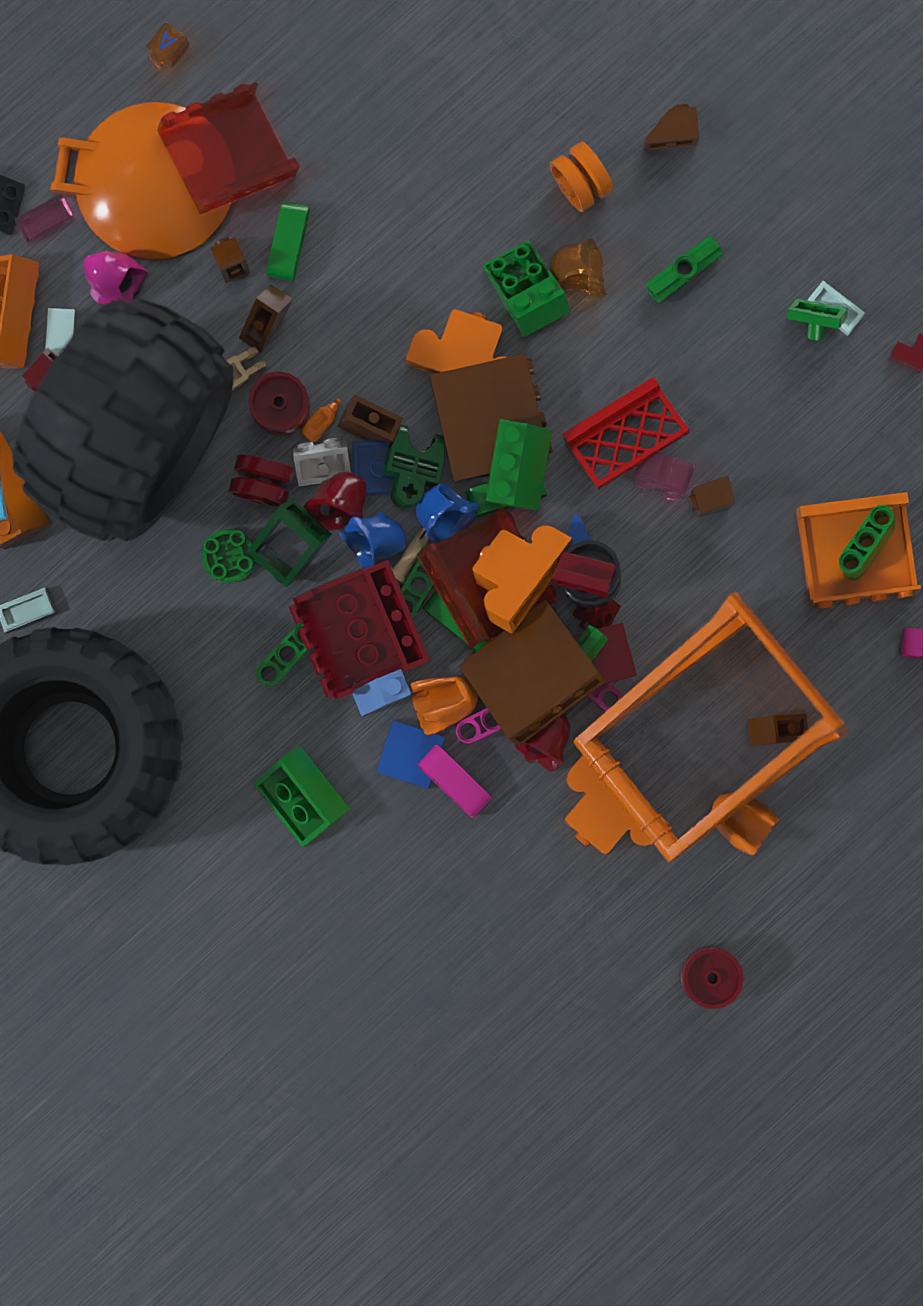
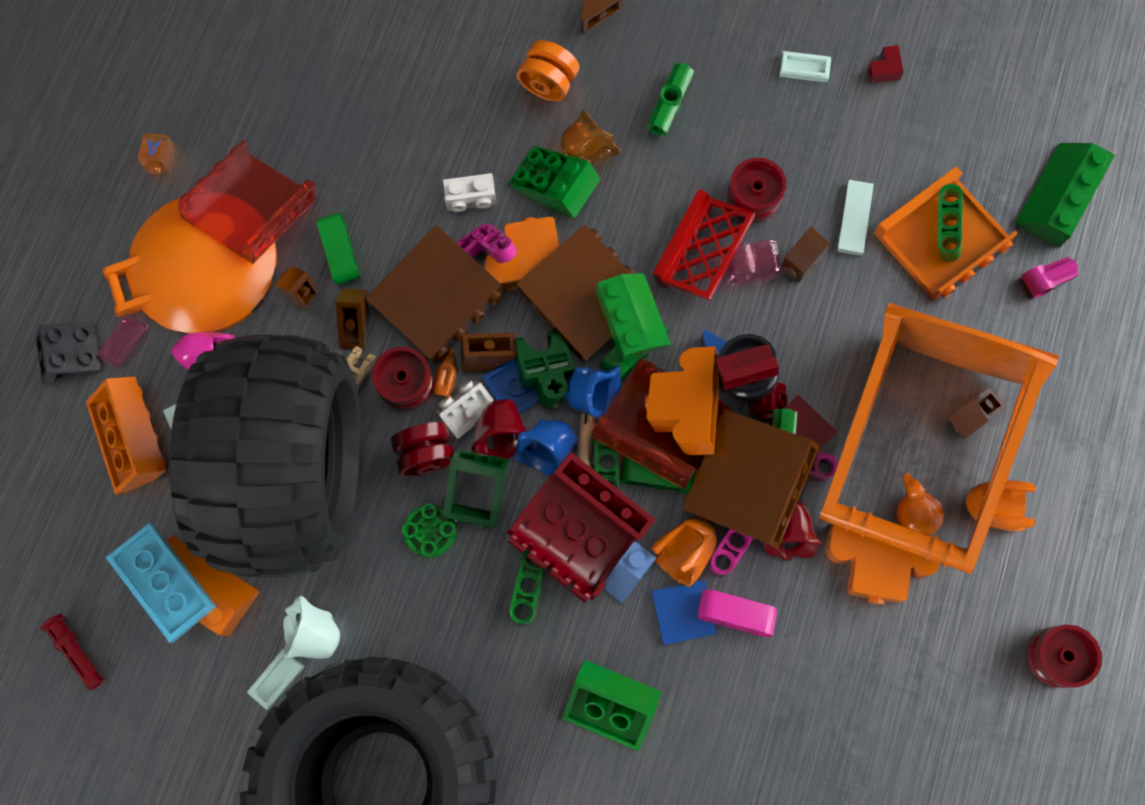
camera: 25 degrees left, 10 degrees down
(76, 591) = (313, 635): none -> light aqua piece
(352, 340) = (436, 294): none -> reddish brown panel
(390, 312) = (489, 240): none -> dark pink beam
(441, 254) = (469, 192): none -> white bracket
(668, 785) = (919, 509): none -> orange hair
(714, 393) = (758, 187): none -> dark red wheel
(786, 485) = (855, 218): none -> light aqua tile
(817, 316) = (797, 77): green tile -> none

